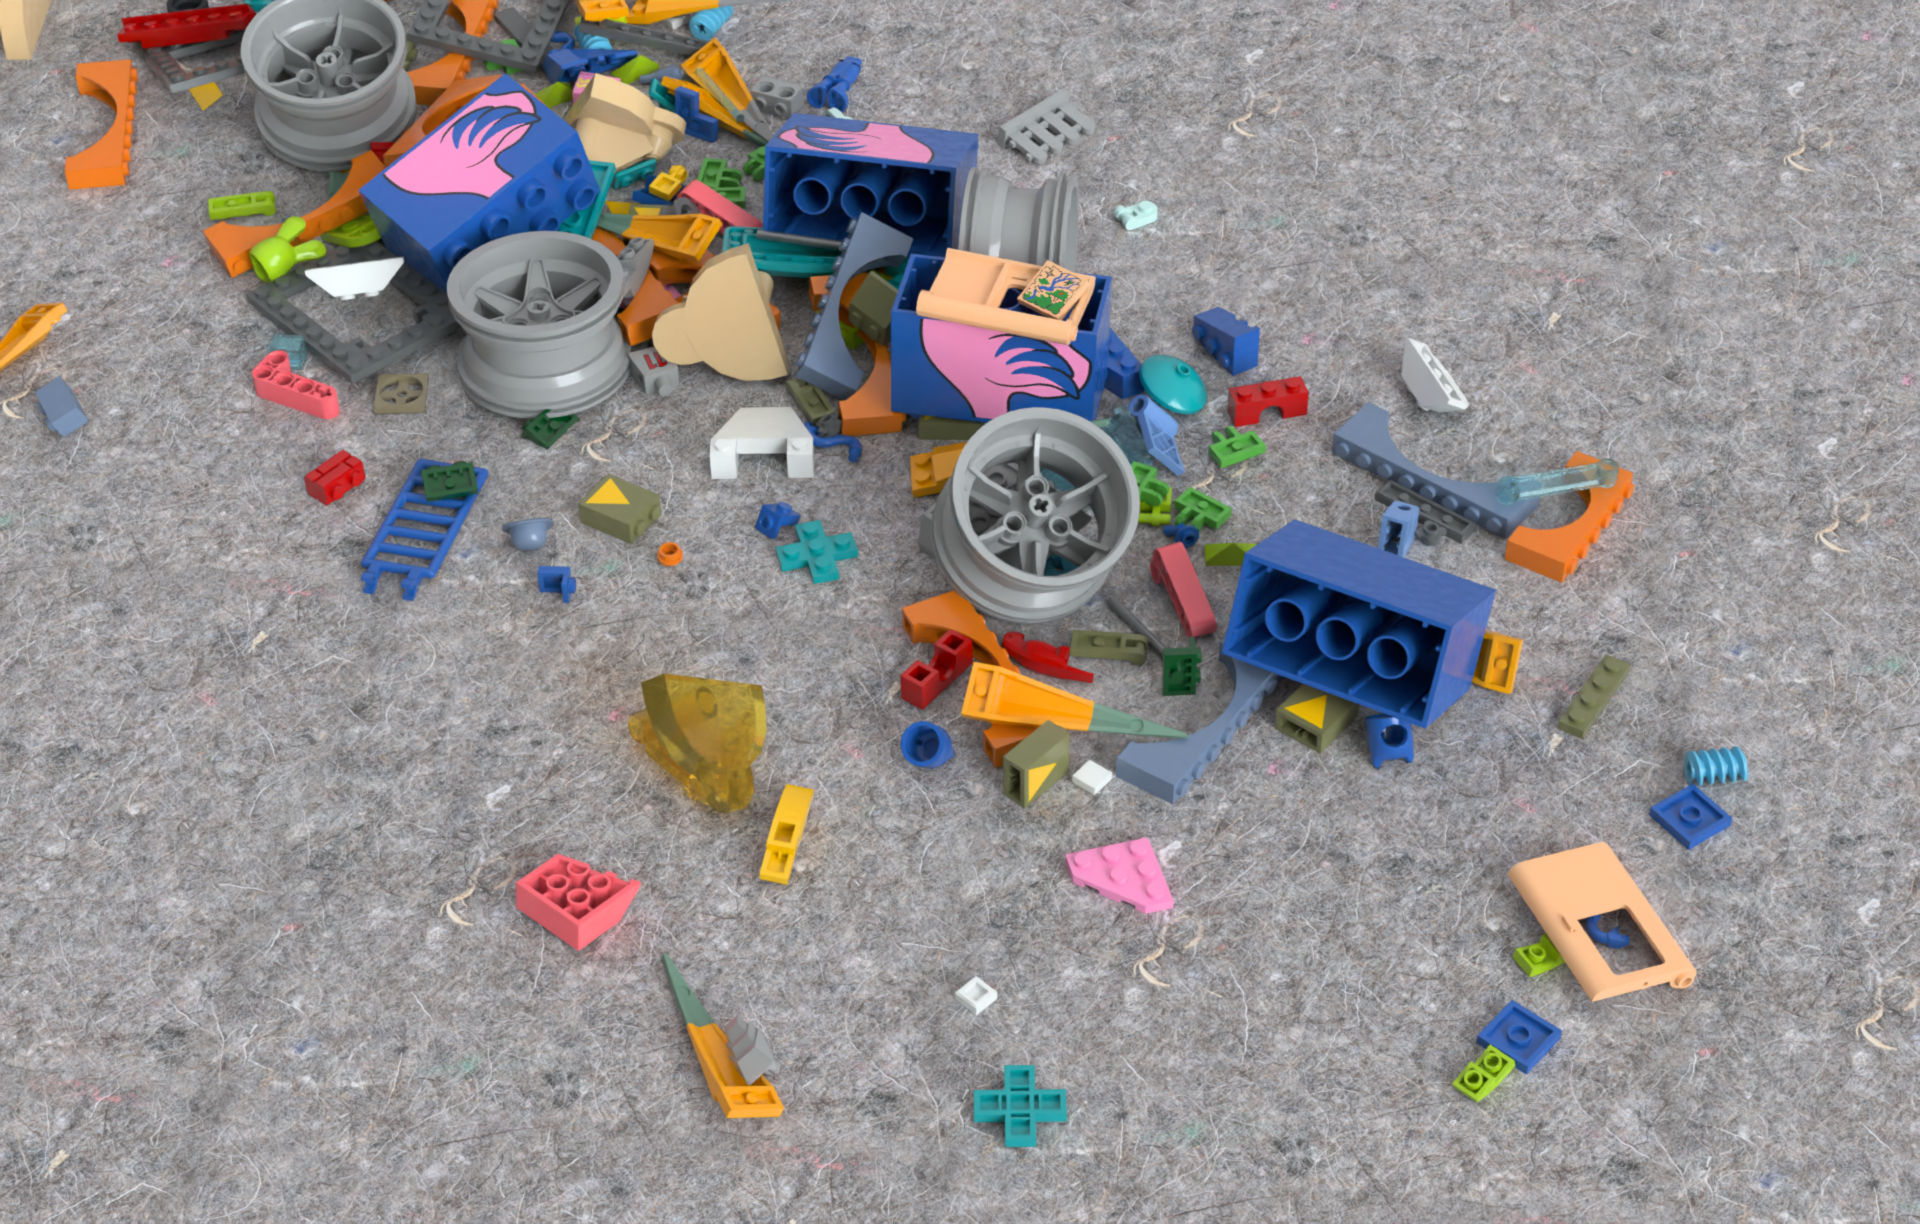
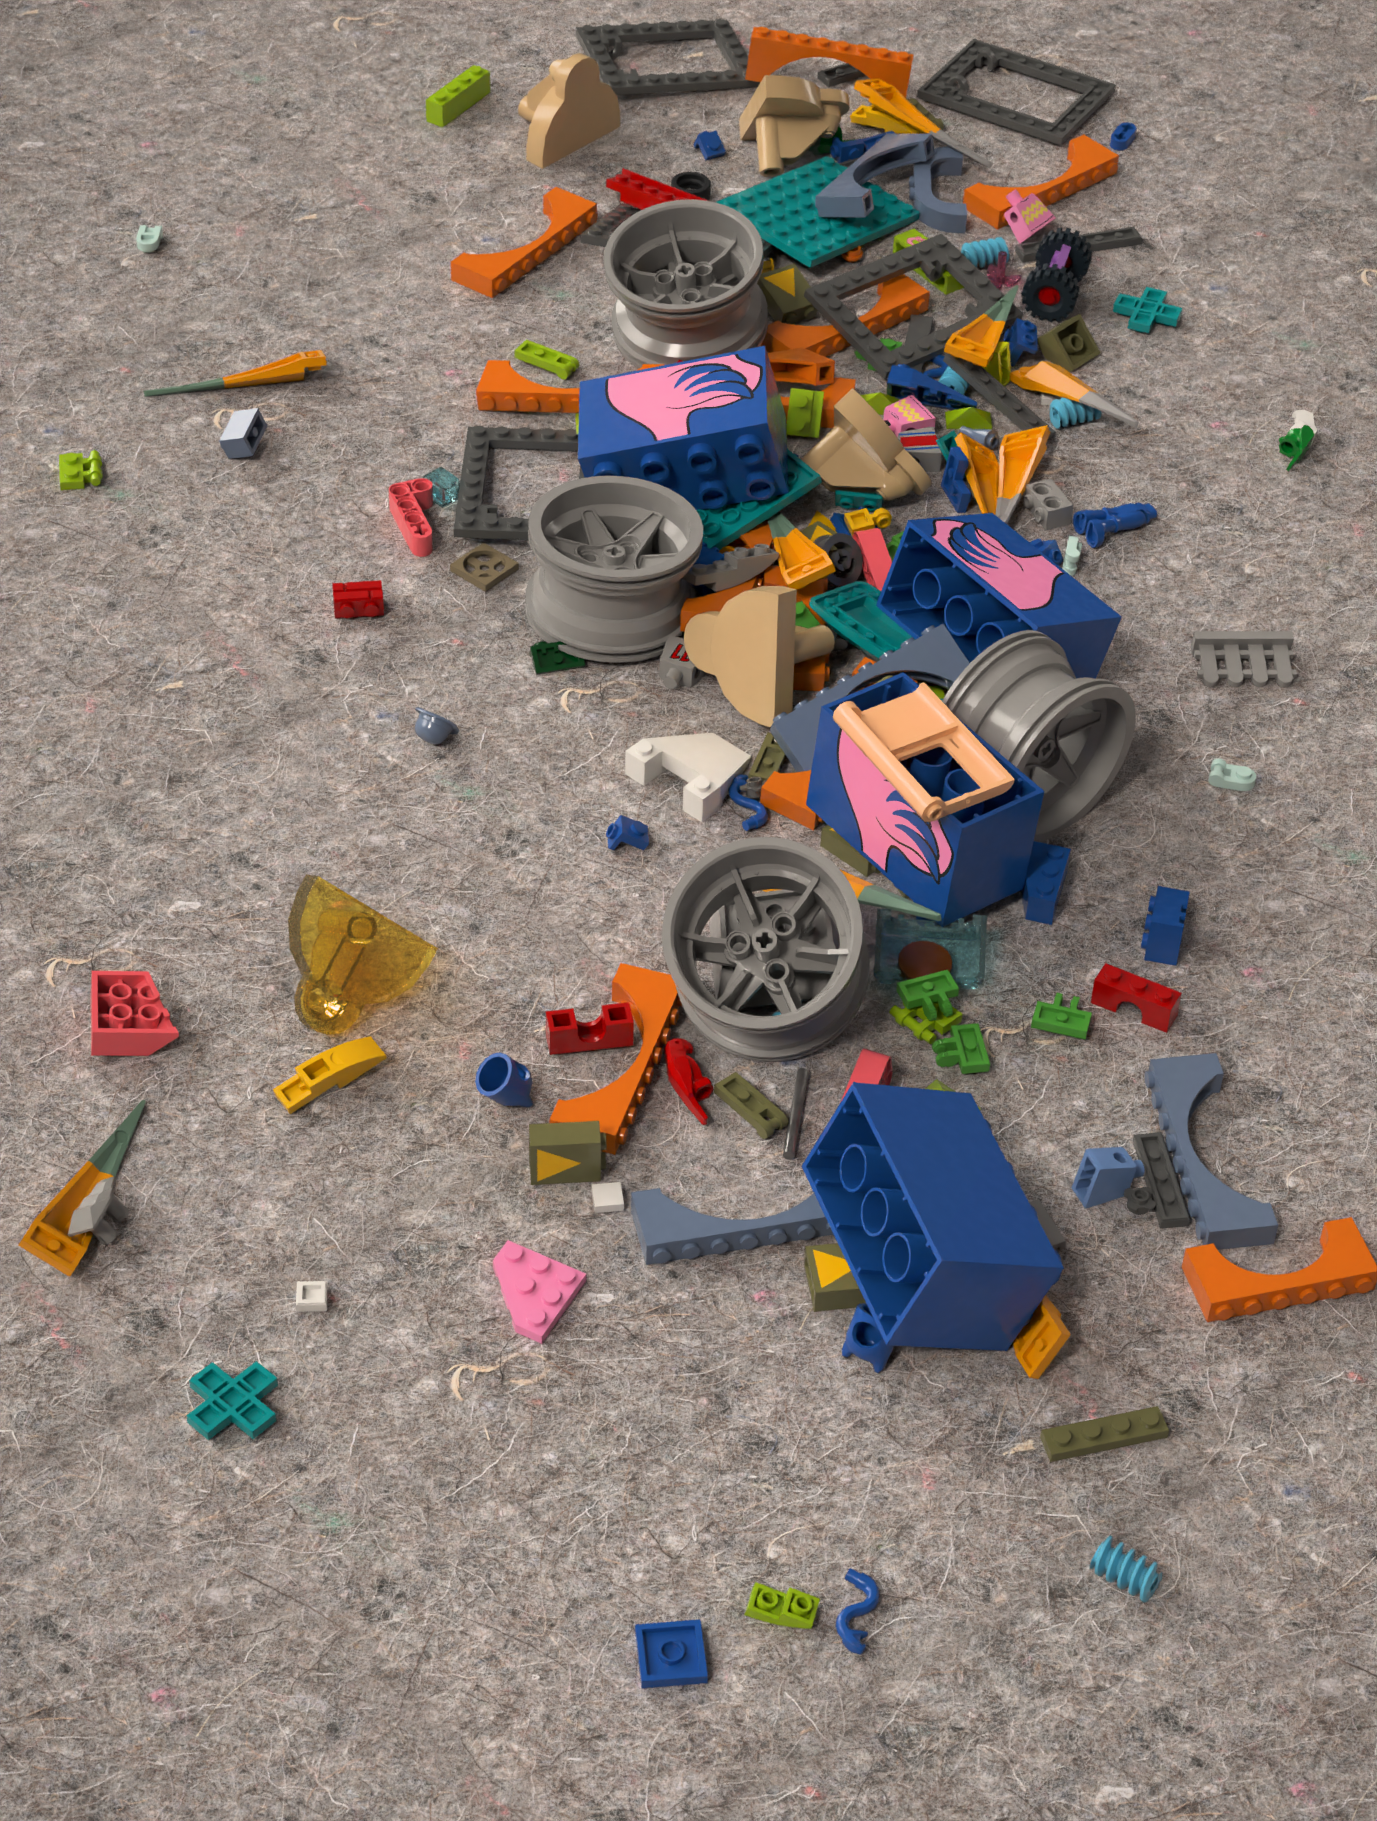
camera: 40 degrees right, 0 degrees up
(279, 256) = (513, 407): lime piece -> none
(356, 278) = (537, 455): white wedge -> none
(416, 573) = (326, 705): blue bar -> none
(449, 481) = (423, 650): dark green bracket -> none
(556, 580) = (411, 775): blue bracket -> none
(619, 508) = (522, 751): olive brick -> none
(669, 554) = (517, 809): orange plate -> none
(719, 94) = (1001, 475): clear light blue bar -> none
(798, 239) = (892, 617): flat silver bar -> none
(816, 551) = (627, 880): teal plate -> none
(1016, 700) = (603, 1092): light orange plate -> none
(1053, 291) = (963, 769): light nougat tile -> none
(1158, 432) = (1010, 952): medium blue piece -> none
(1173, 384) = (1061, 936): teal dish -> none
(1181, 669) = (772, 1161): dark green bracket -> none
(1186, 534) = (924, 1059): blue plate -> none
(1430, 380) = (1306, 1073): white wedge -> none
(1484, 1075) = (599, 1661): lime slope -> none
(1513, 489) = (1290, 1229): clear light blue piece -> none
(1587, 884) = (870, 1574): light nougat piece -> none
(1690, 816) = (1055, 1594): blue tile -> none

